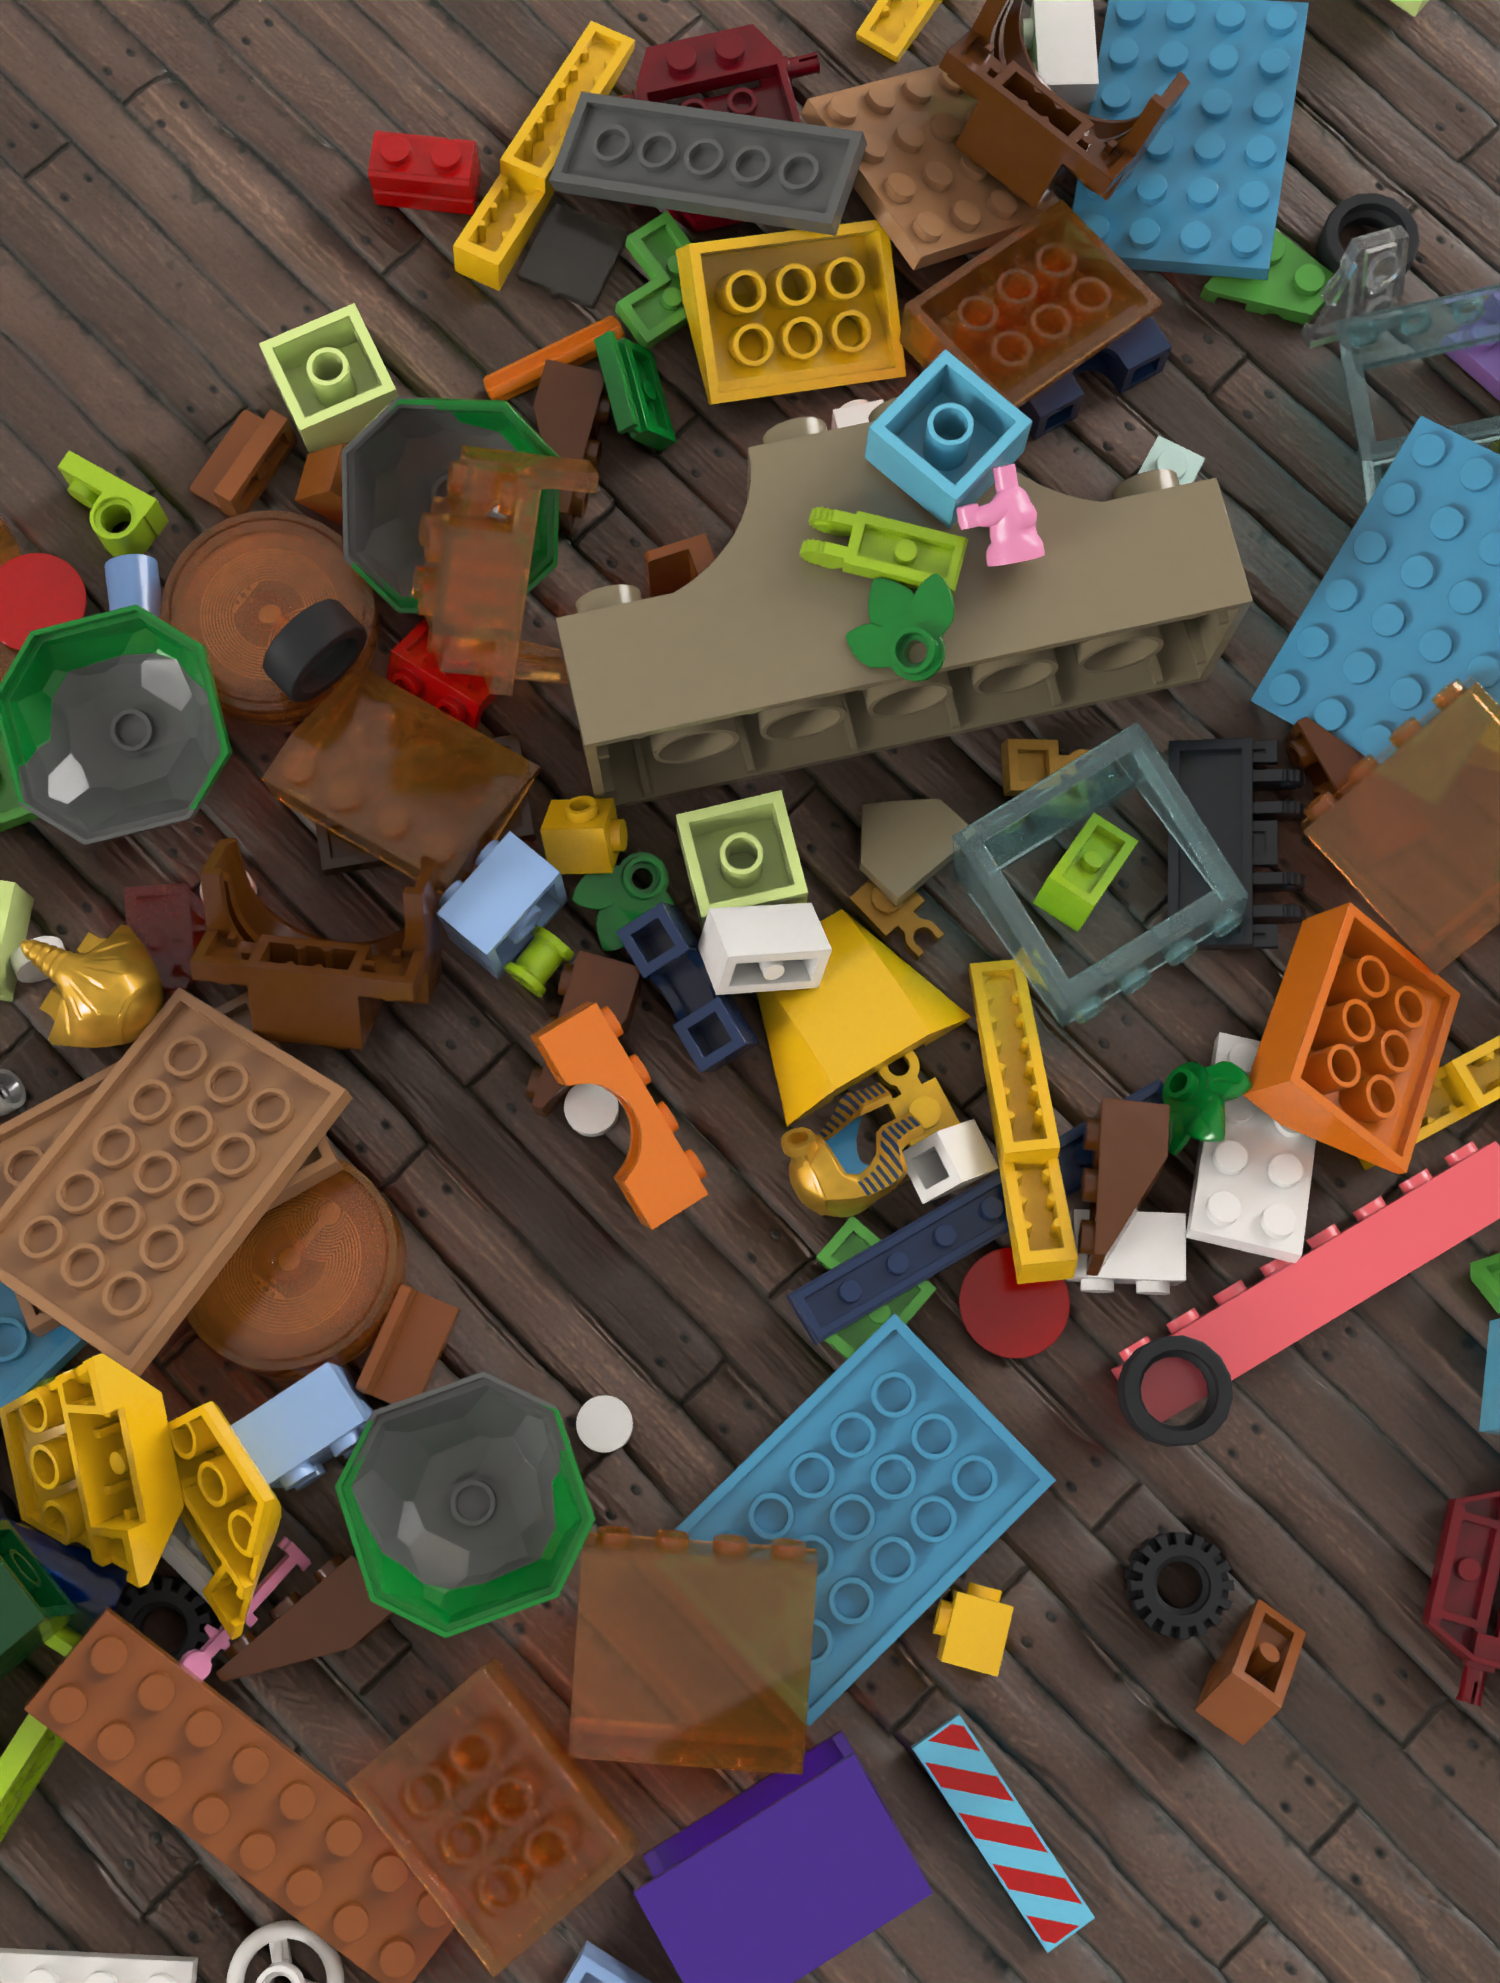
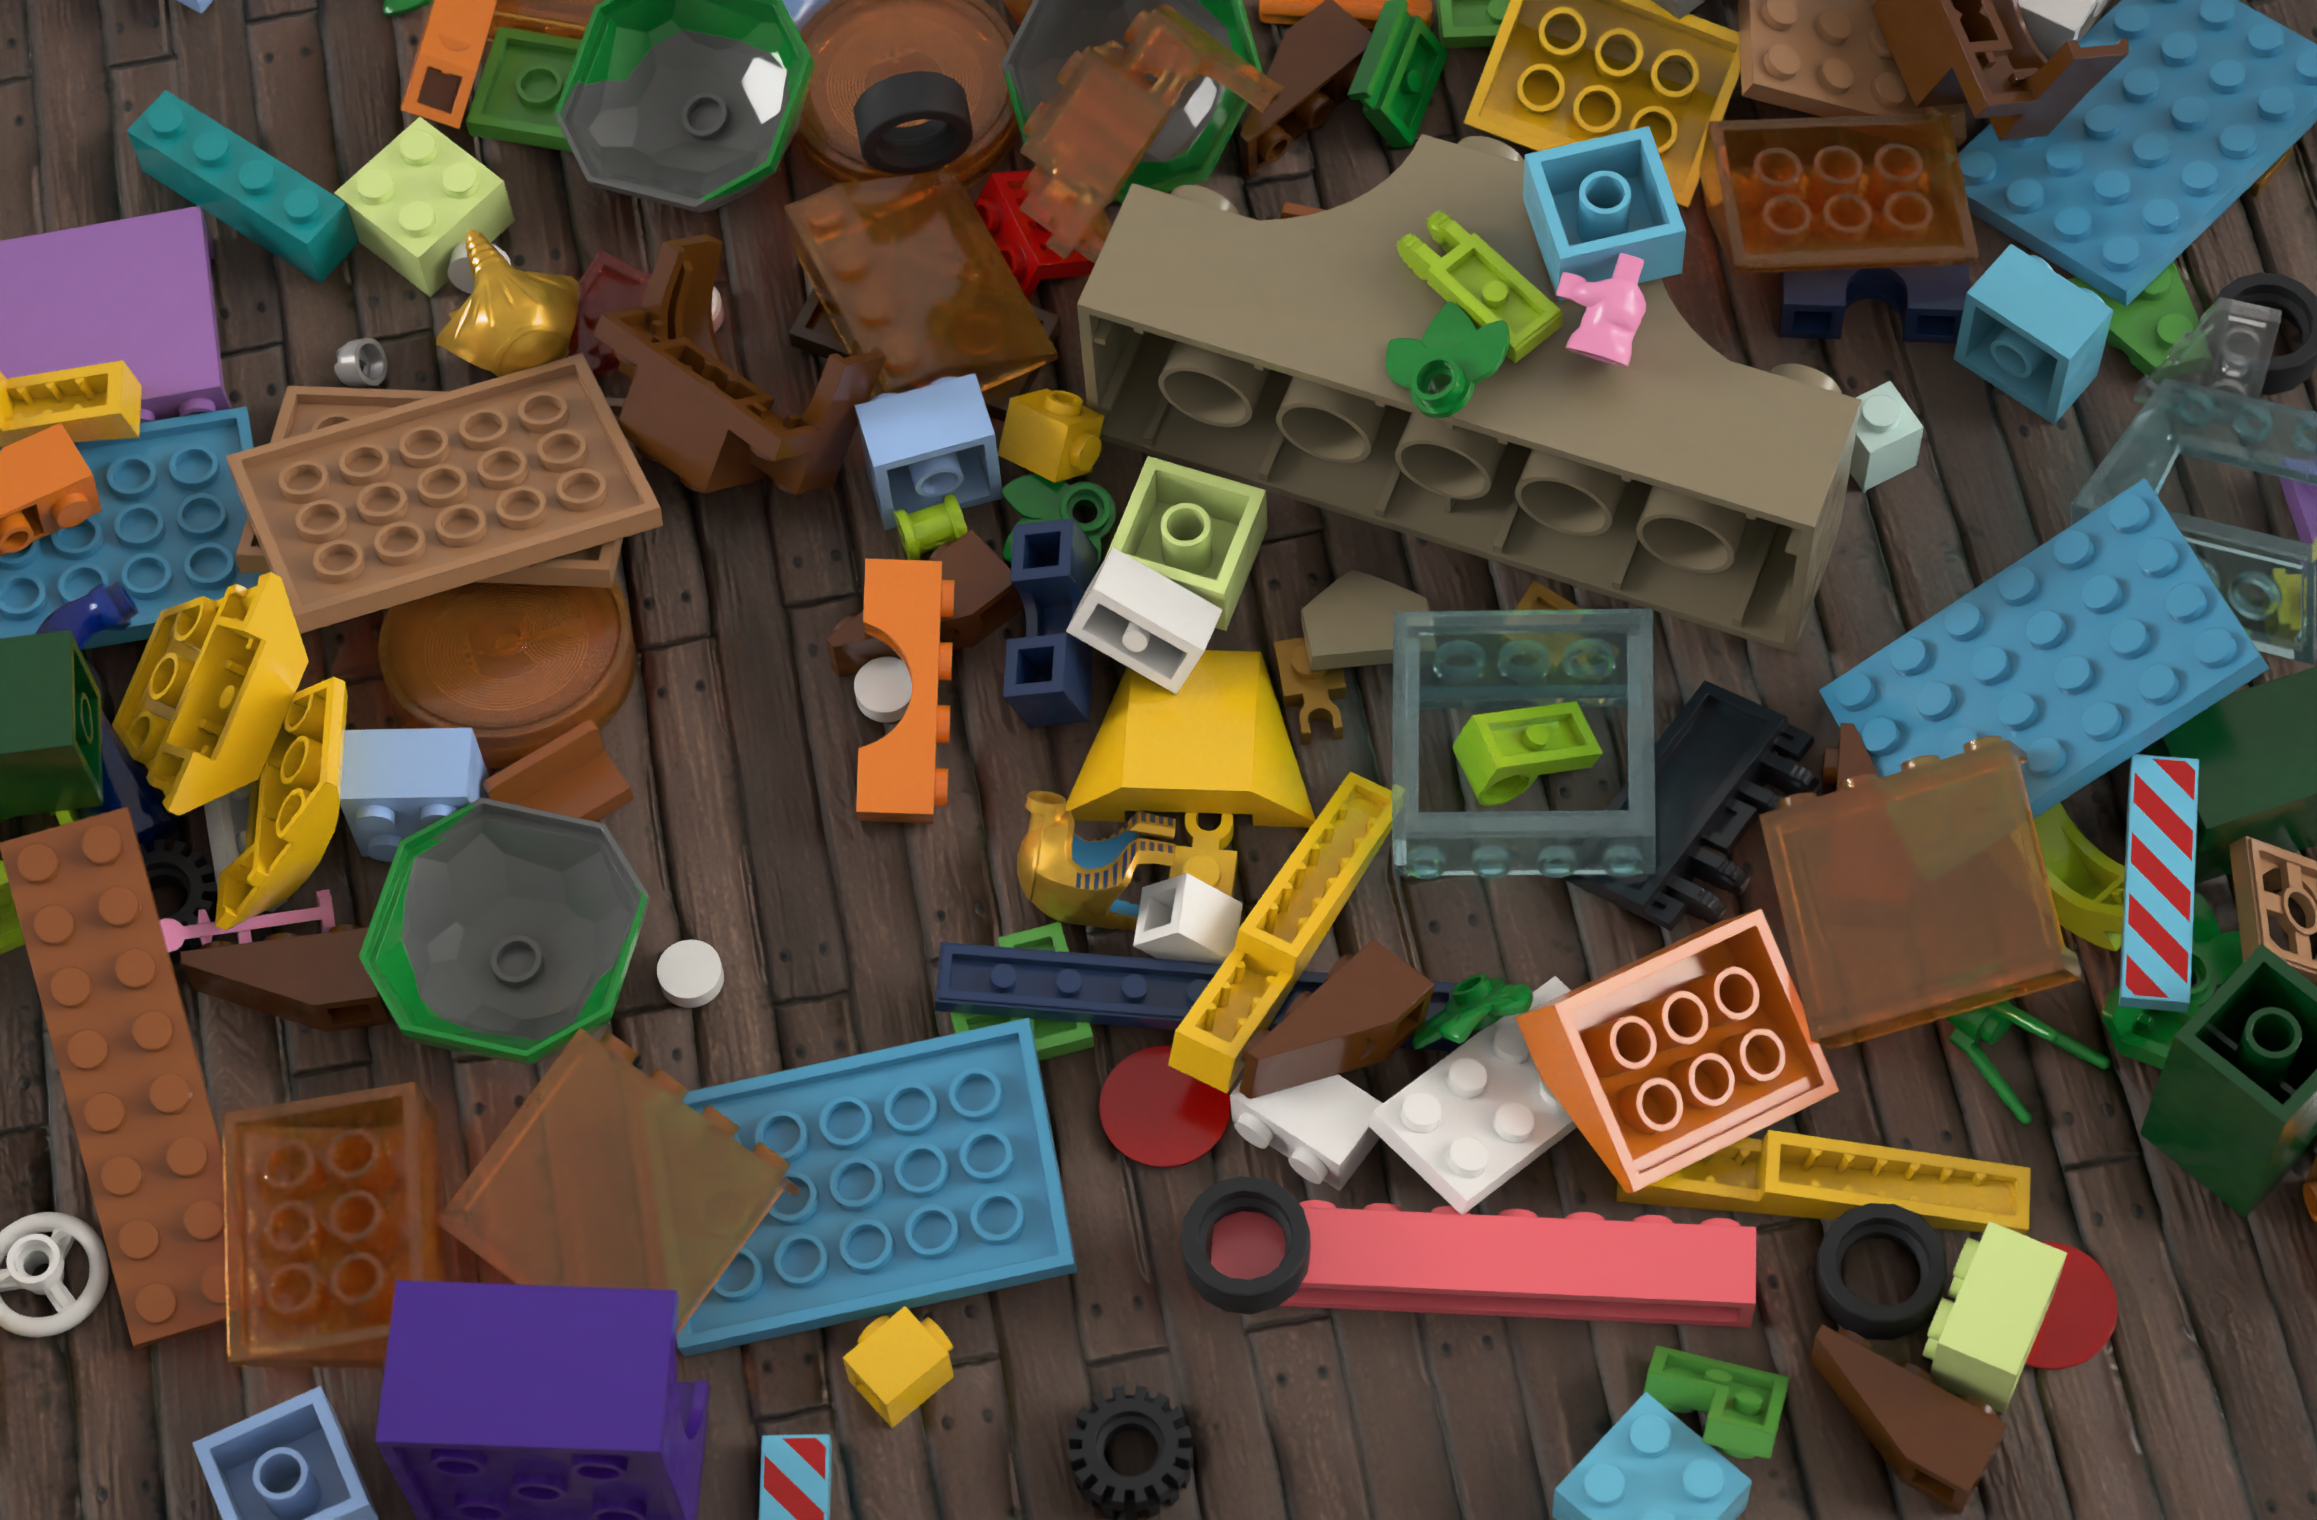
camera: 40 degrees right, 15 degrees down
(1228, 338) = (2033, 333): none -> medium azure brick

